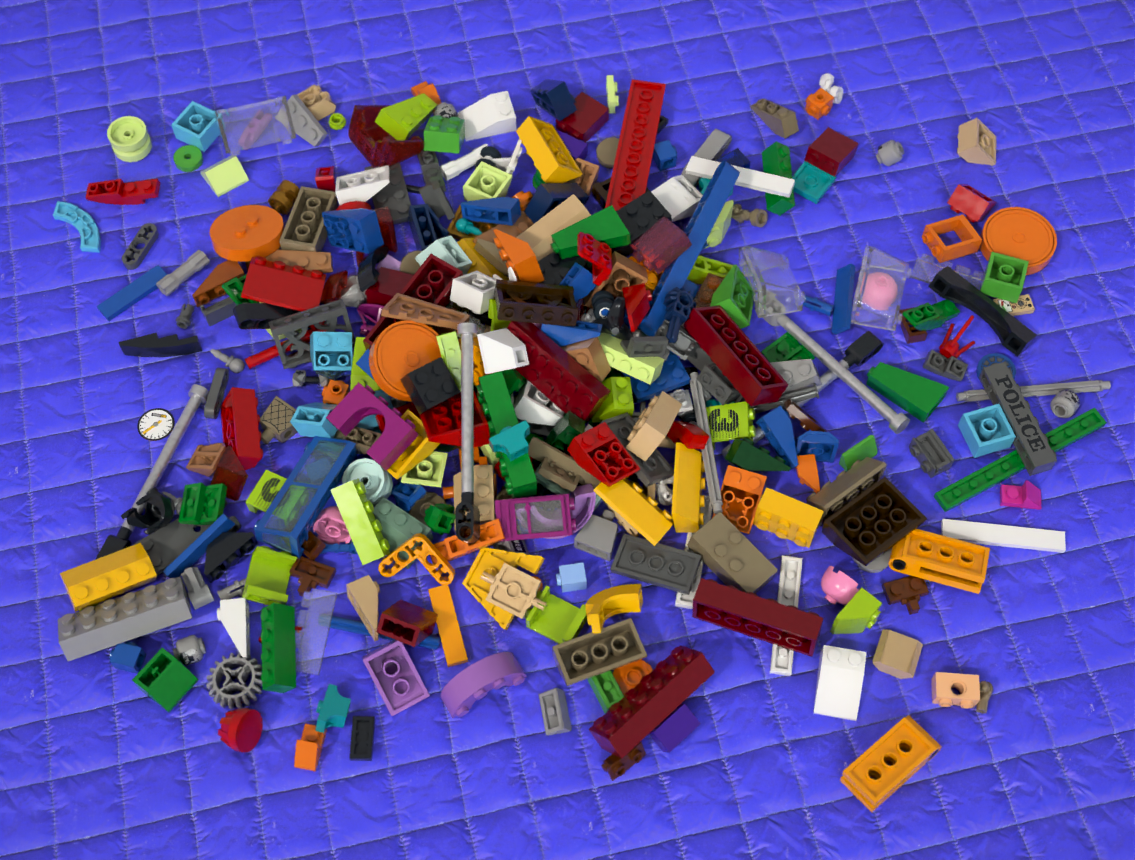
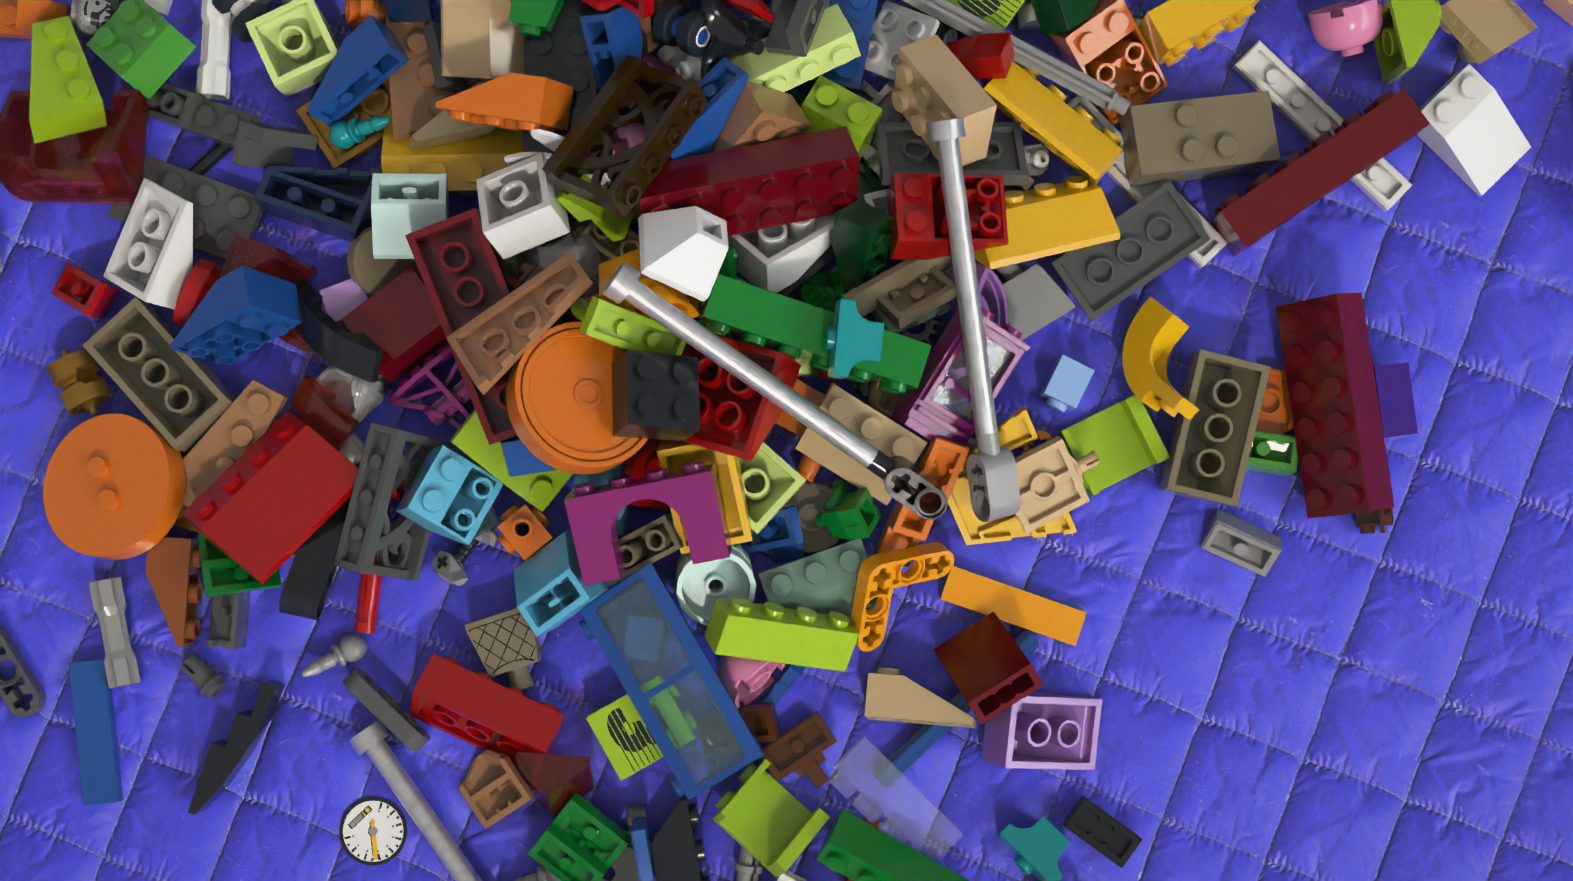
camera: 55 degrees left, 25 degrees up
(478, 679) = (1145, 616): medium lavender brick -> none
(503, 551) = (992, 469): none -> flat silver piece

